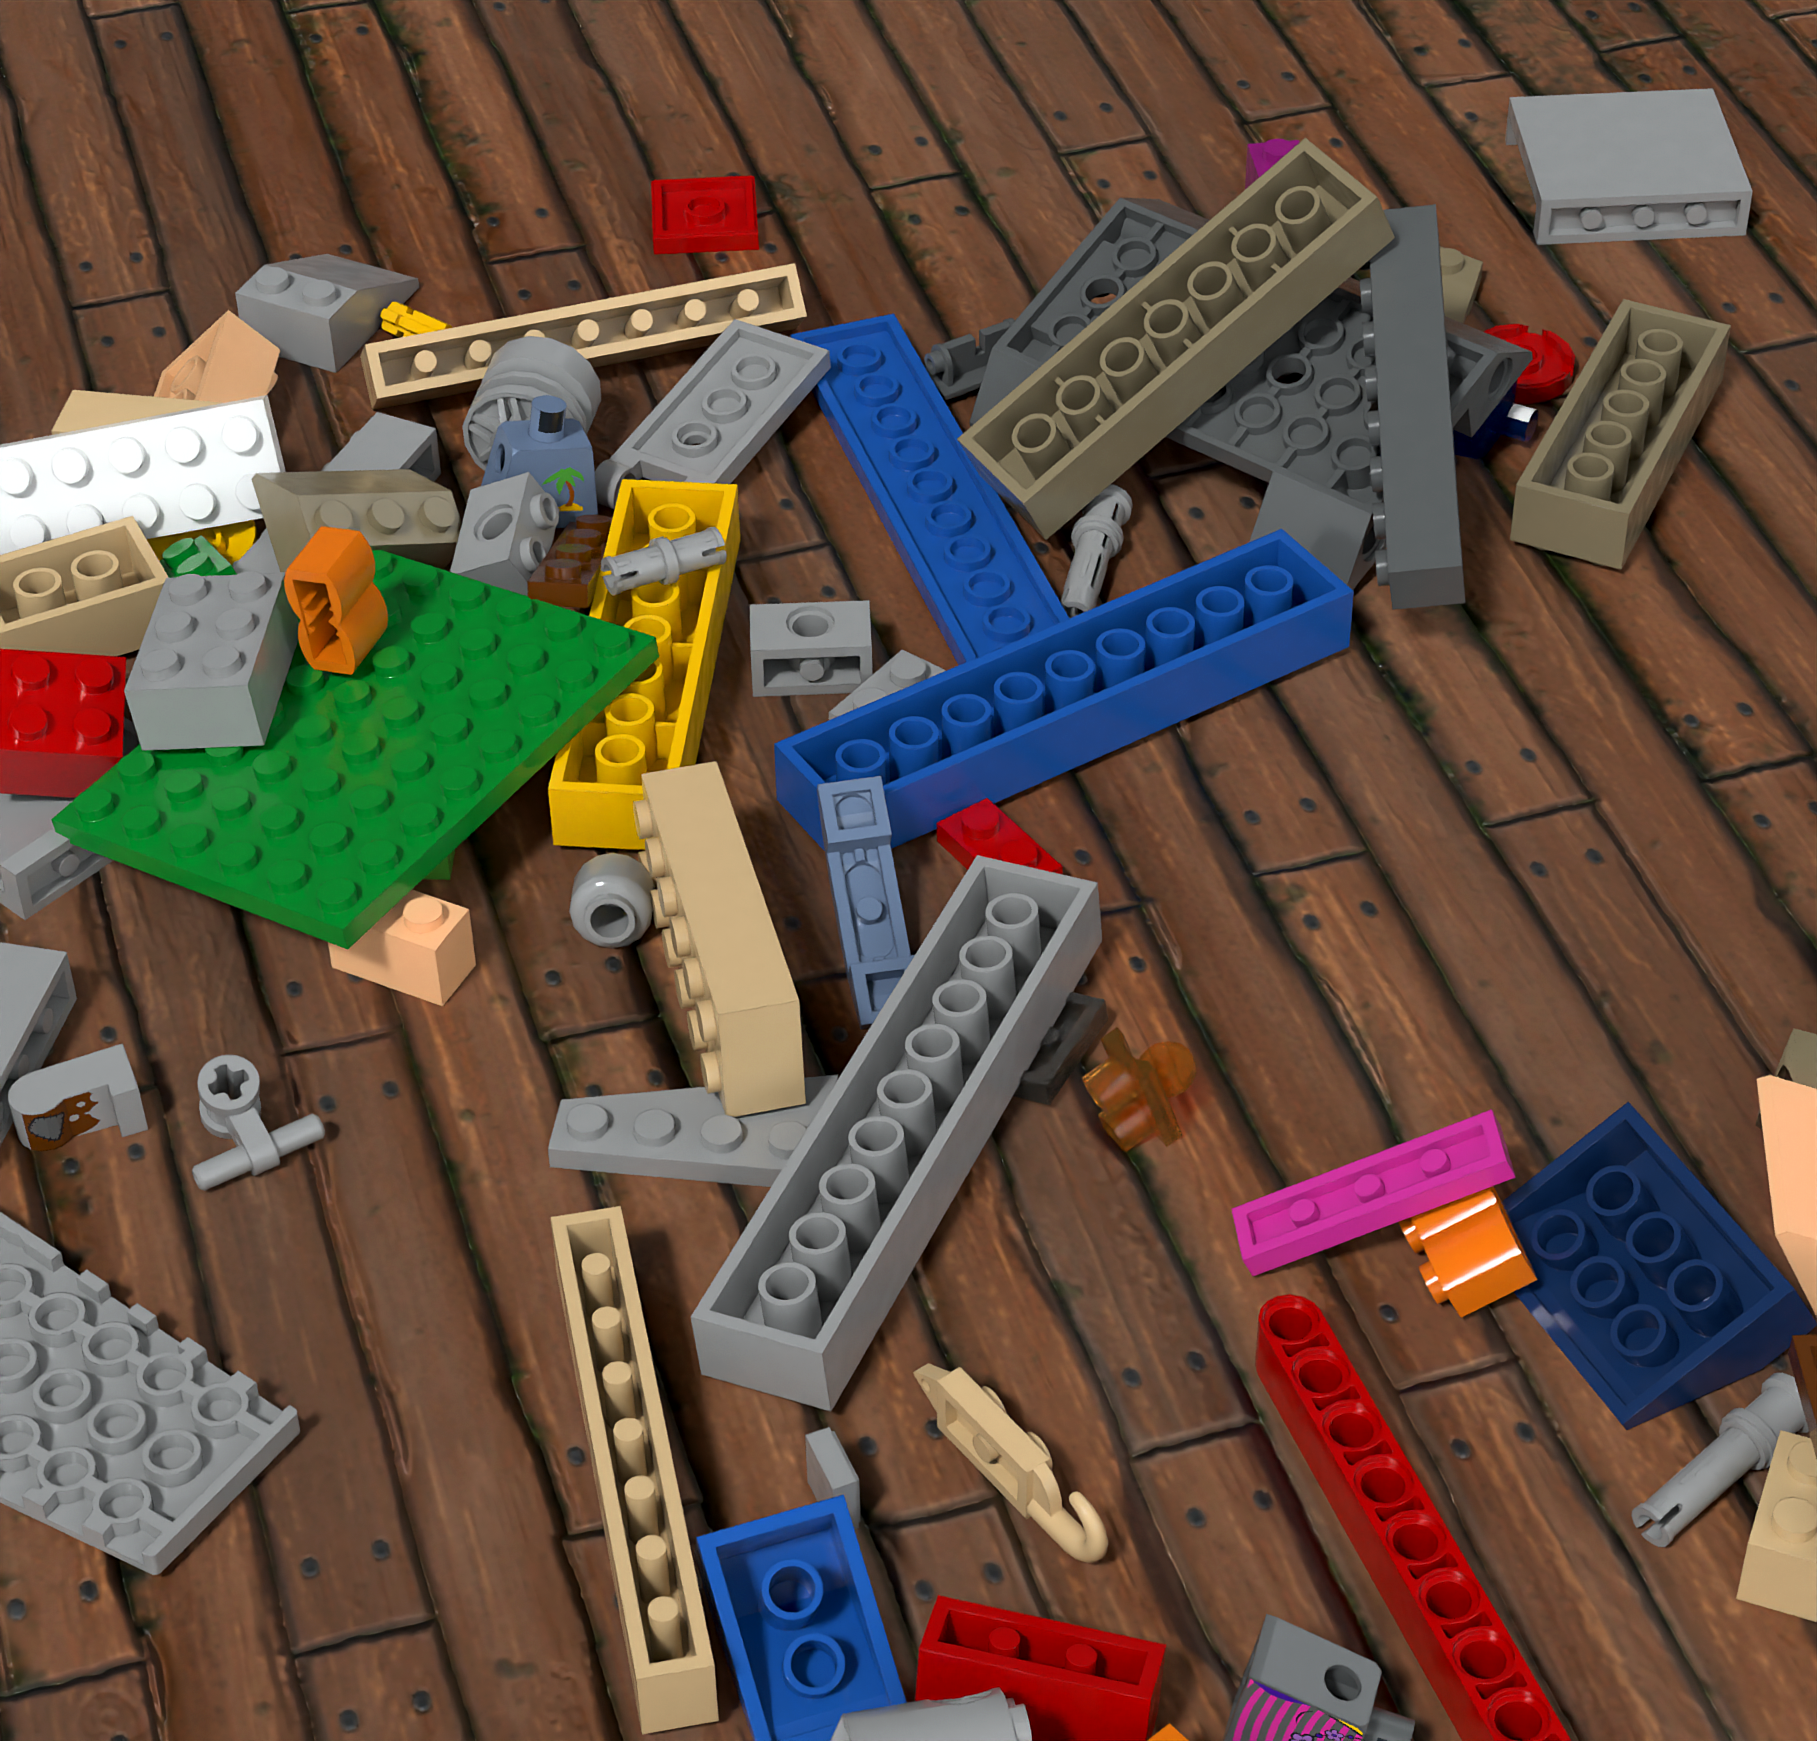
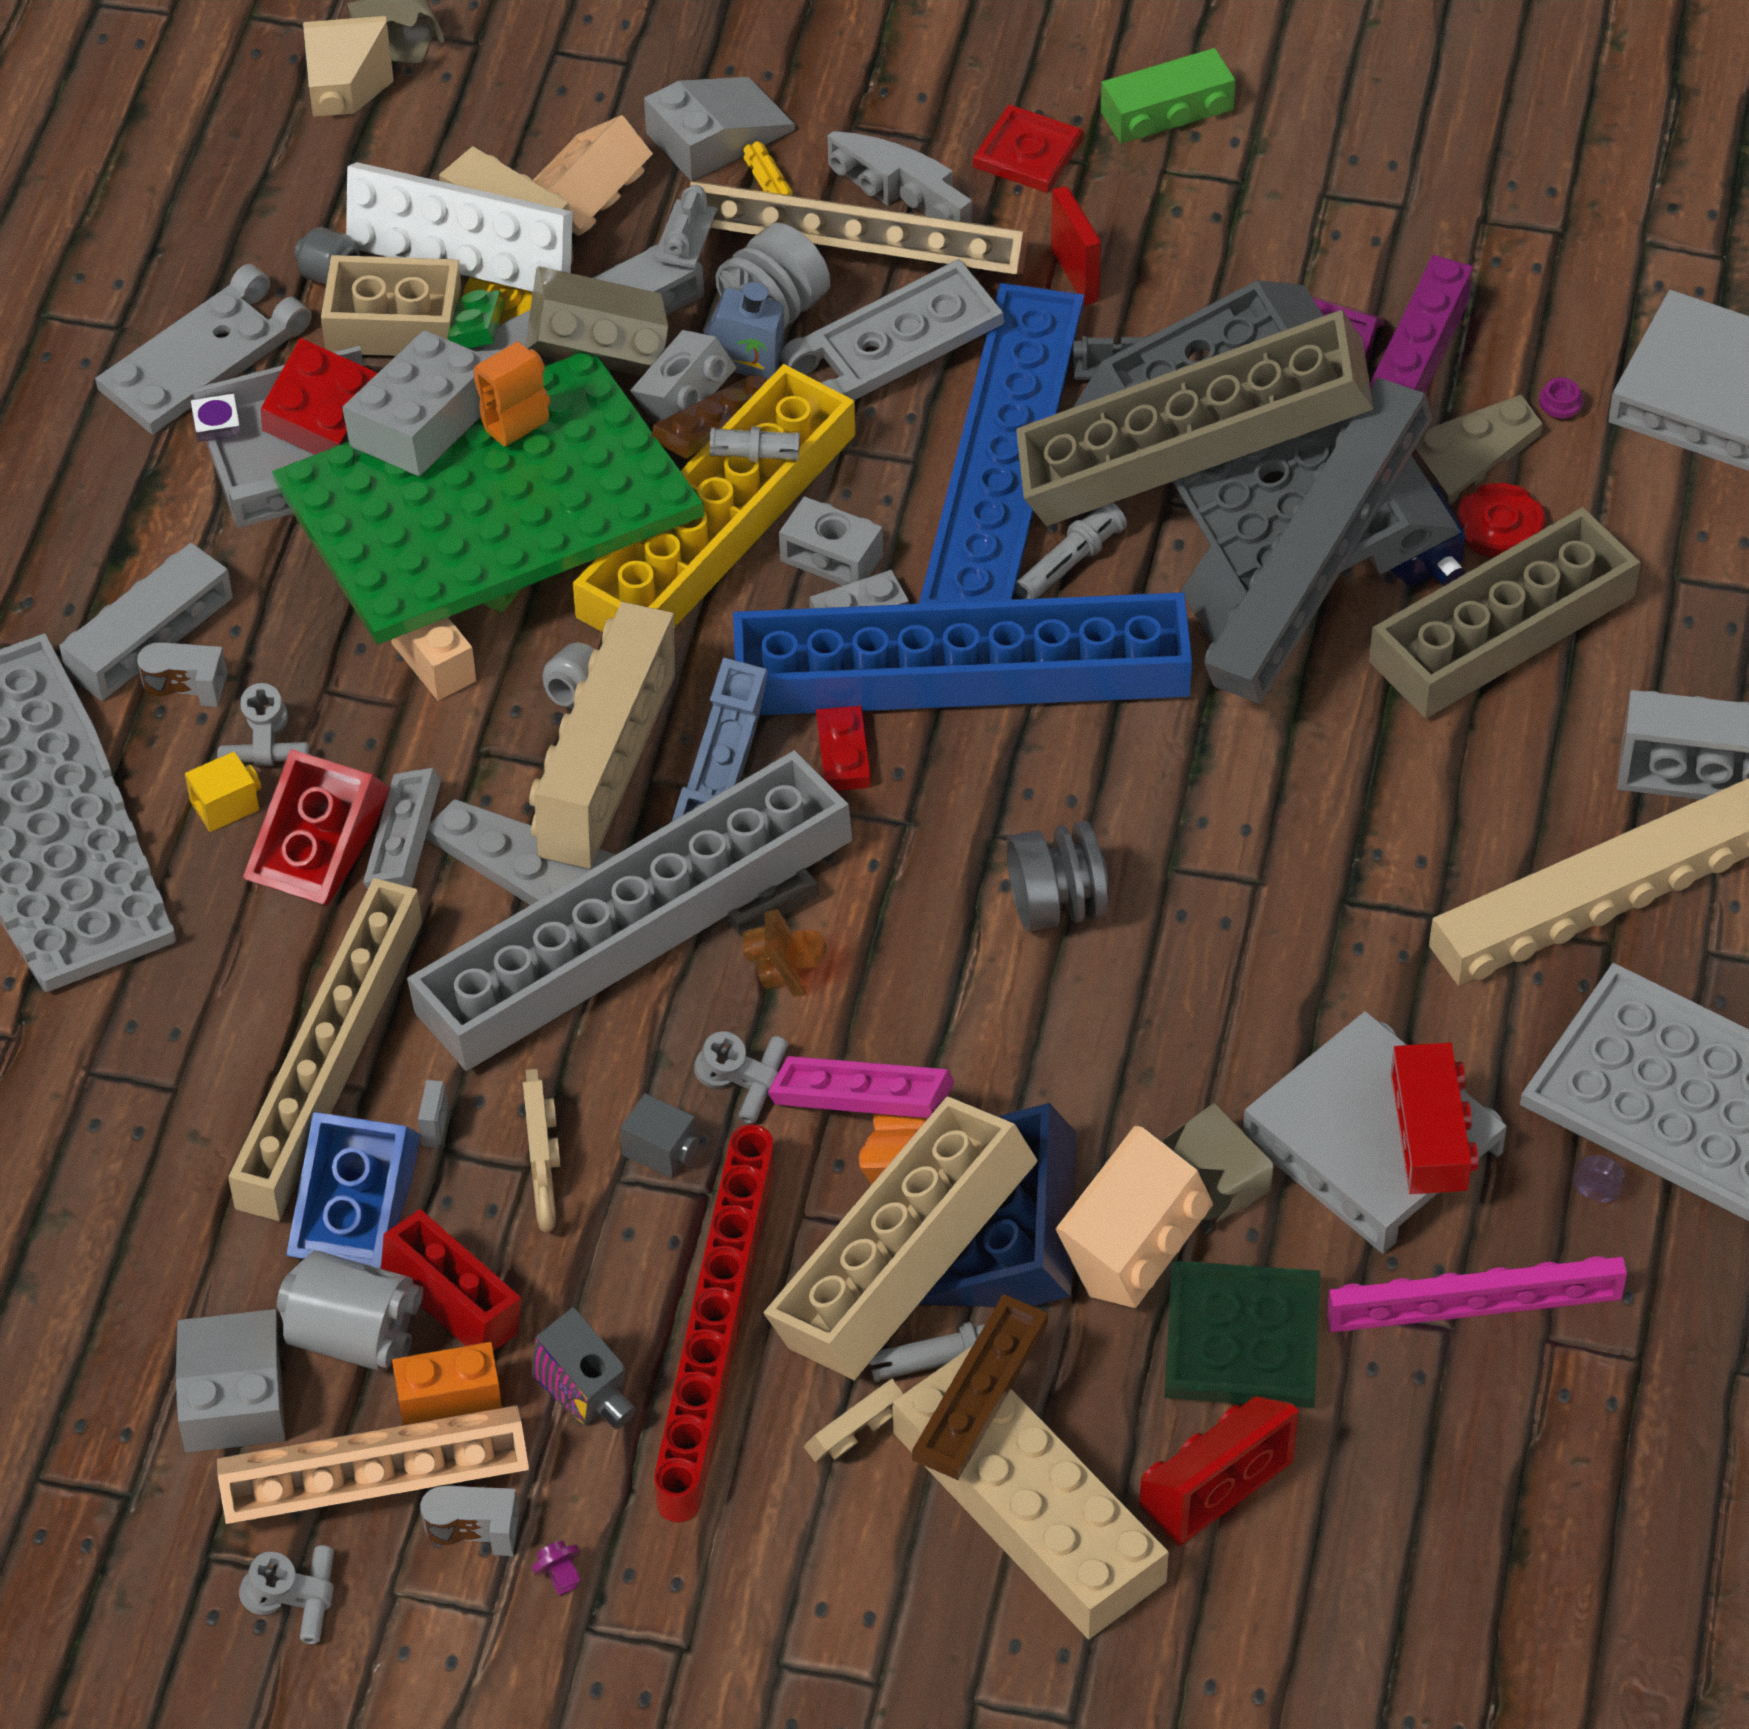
camera: 30 degrees right, 10 degrees up
(239, 1216) = (223, 791): none -> yellow brick
(392, 392) = (686, 229): none -> light grey hinge
(402, 1204) = (315, 827): none -> red slope
(520, 1160) = (403, 827): none -> light grey plate
(576, 274) = (897, 171): none -> light grey slope
(822, 116) = (1167, 95): none -> bright green brick
(851, 263) = (1075, 244): none -> red tile
(1154, 1372) = (659, 1136): none -> dark grey brick
(1184, 1250) = (740, 1069): none -> light grey piece
(1392, 868) = (1066, 874): none -> flat silver wheel
(1478, 235) = (1561, 398): none -> magenta plate
(1586, 1344) = (900, 1237): none -> tan brick
(1699, 1588) = (839, 1434): none -> tan plate

